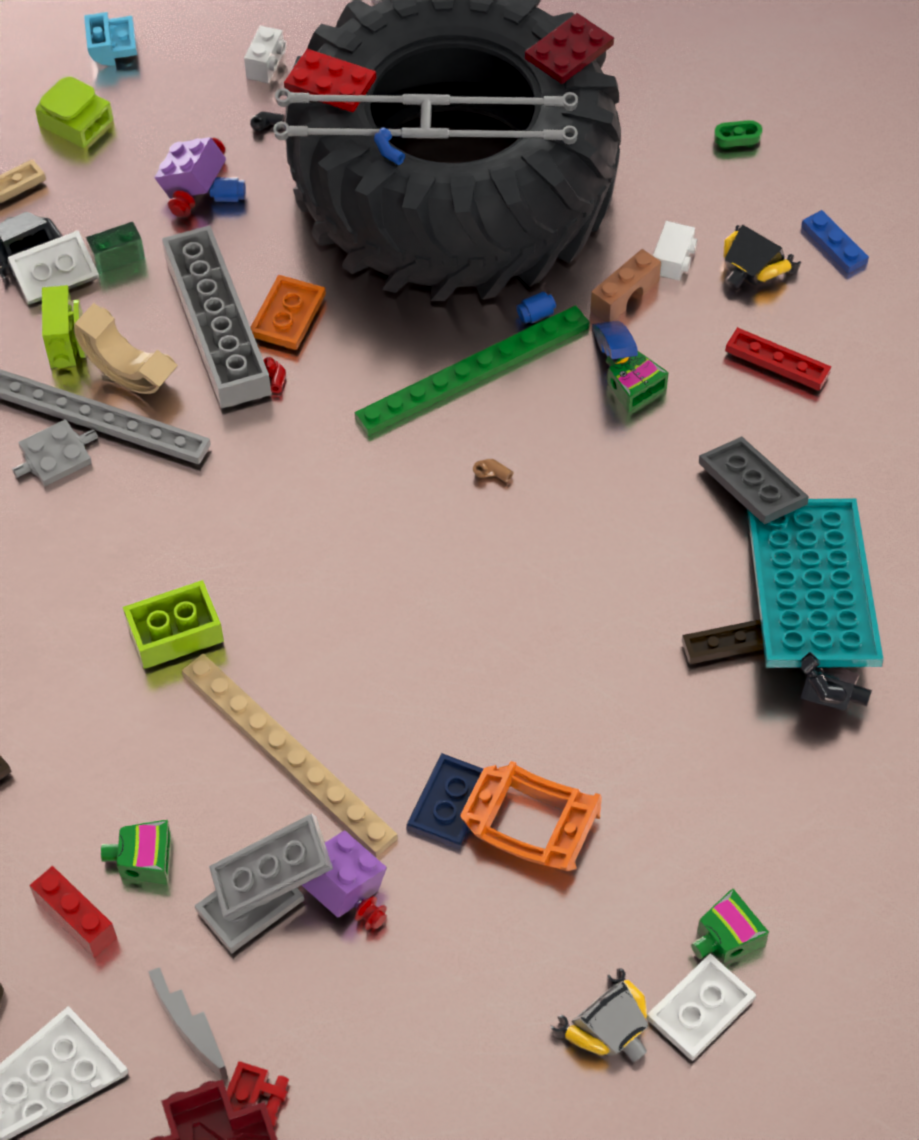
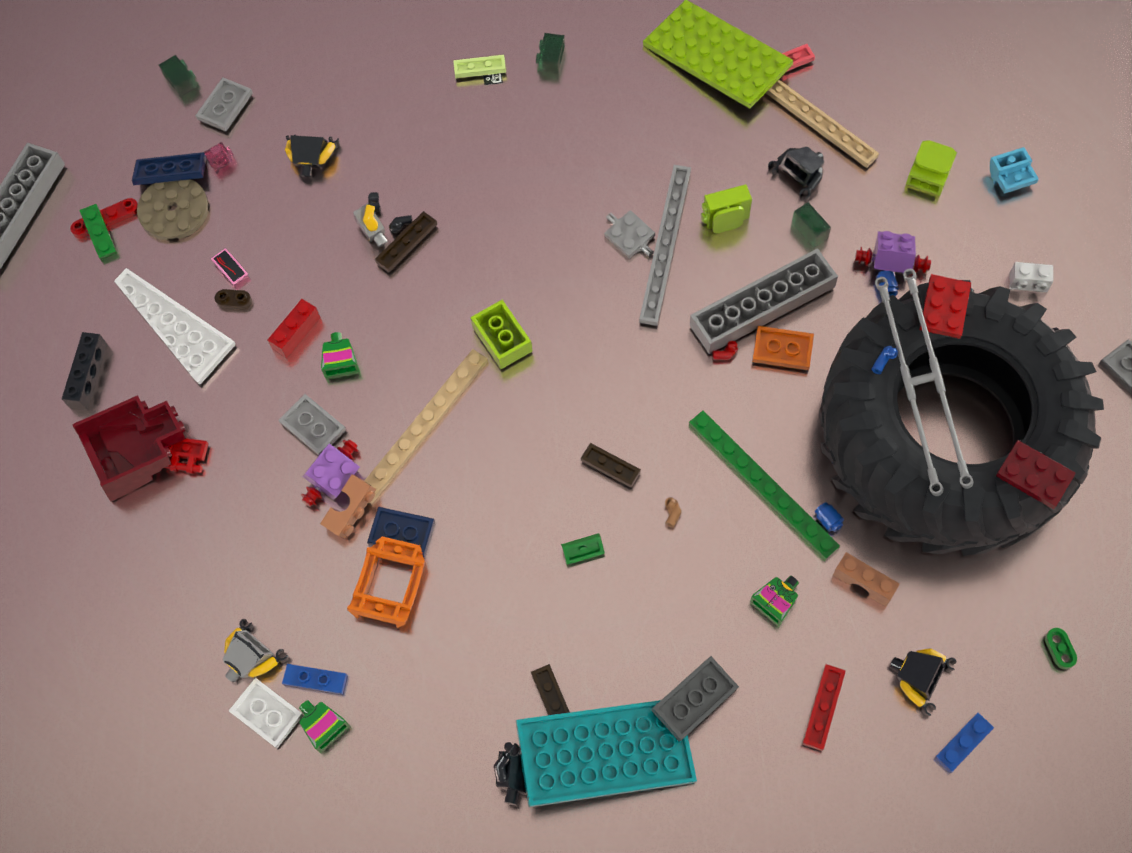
camera: 85 degrees right, 10 degrees up
(53, 264) = (781, 190): white plate -> none
(116, 357) = (711, 249): tan brick -> none
(192, 1029) = (223, 413): light grey slope -> none
(270, 867) = (322, 427): light grey tile -> none
(388, 835) = (342, 522): none -> nougat arch
(409, 527) = (610, 465): none -> dark brown plate
(525, 575) = (583, 548): none -> green plate
(615, 339) = (800, 575): blue slope -> none
(657, 938) = (314, 679): none -> blue plate
(674, 249) = (914, 611): white brick -> none

